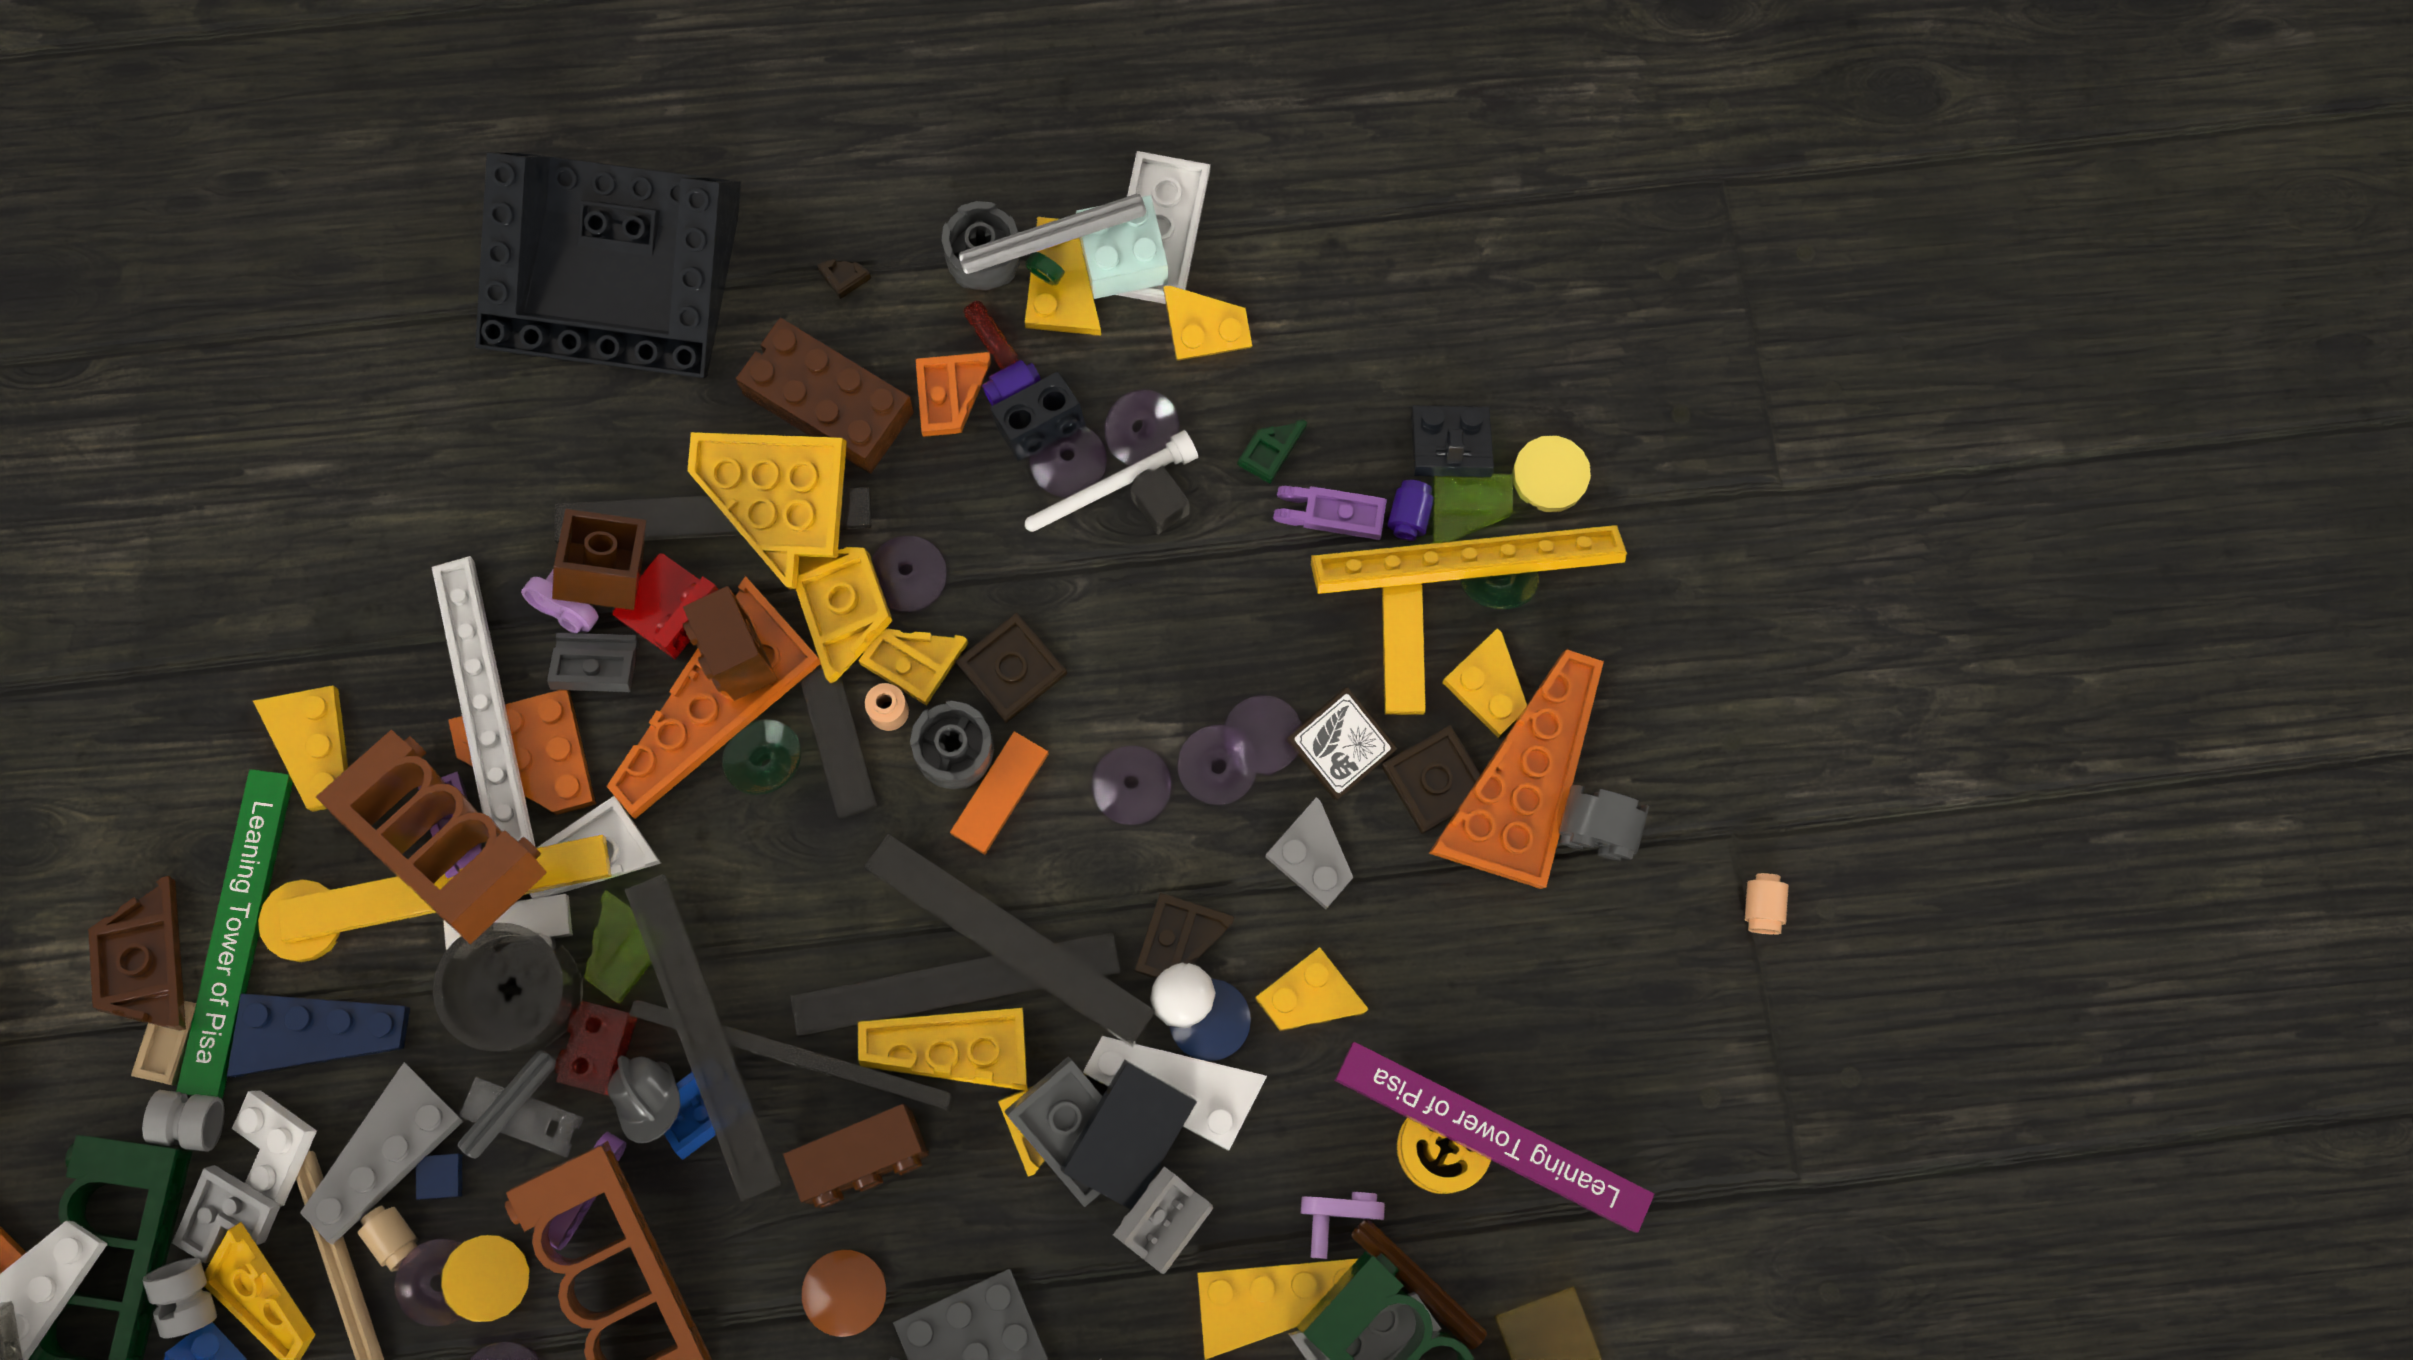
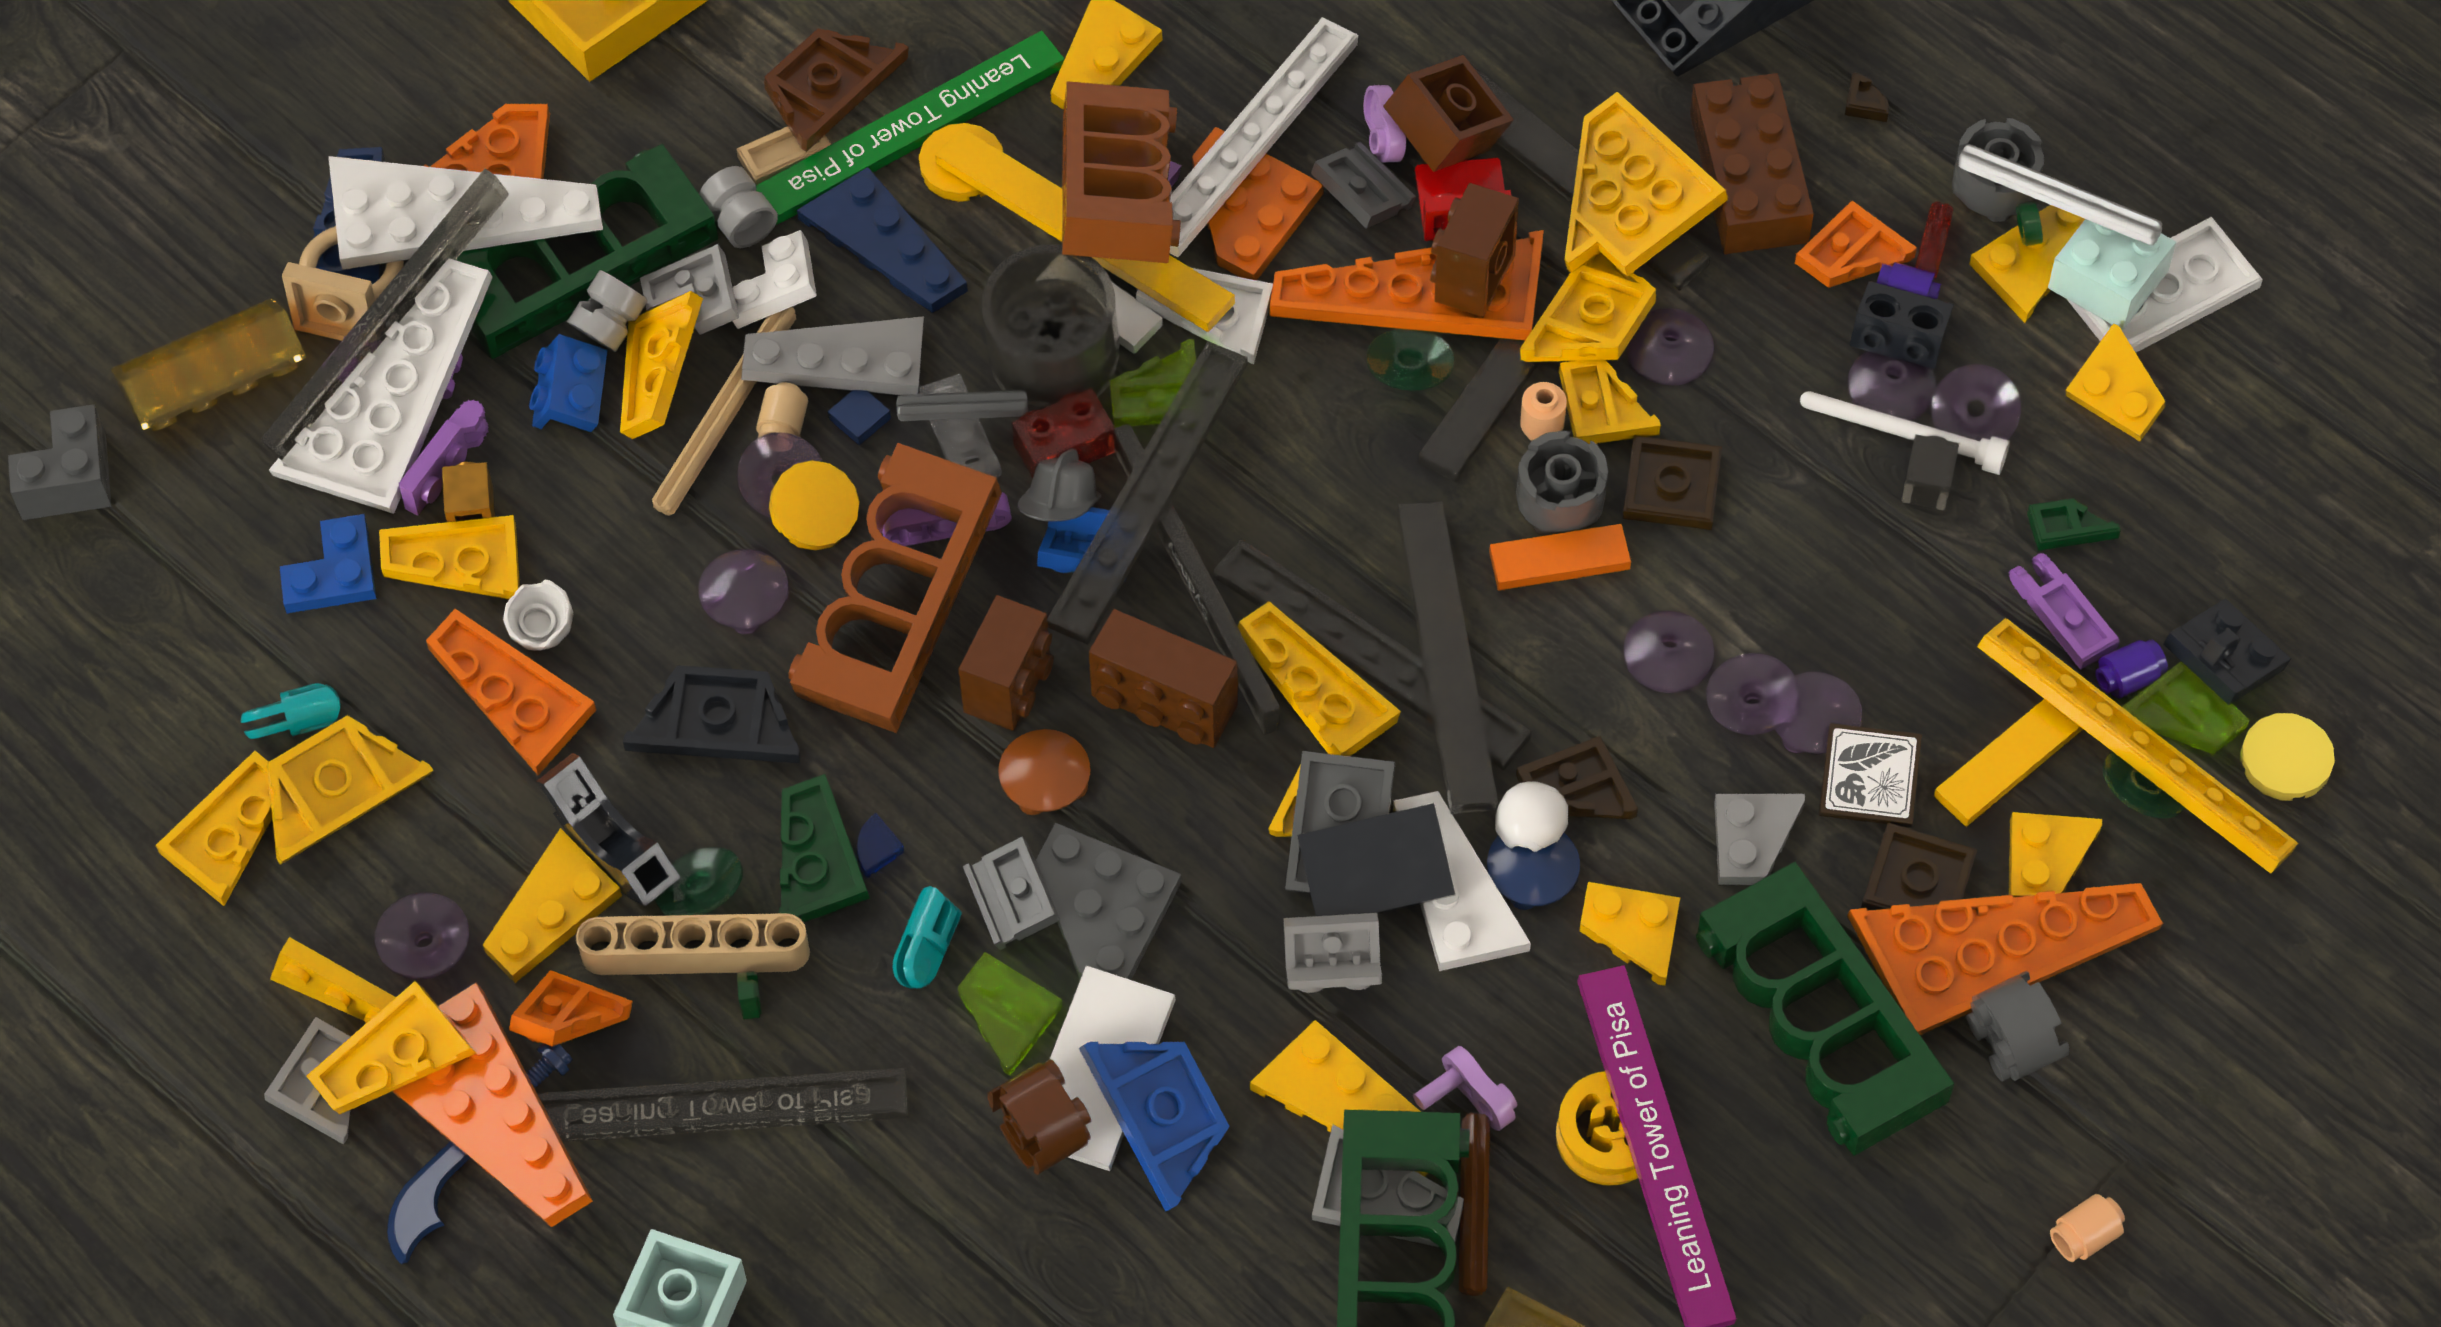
camera: 55 degrees right, 15 degrees down
(744, 1256) = (1006, 663): none -> reddish brown brick
(1577, 942) = (1857, 1112): none -> dark green fence

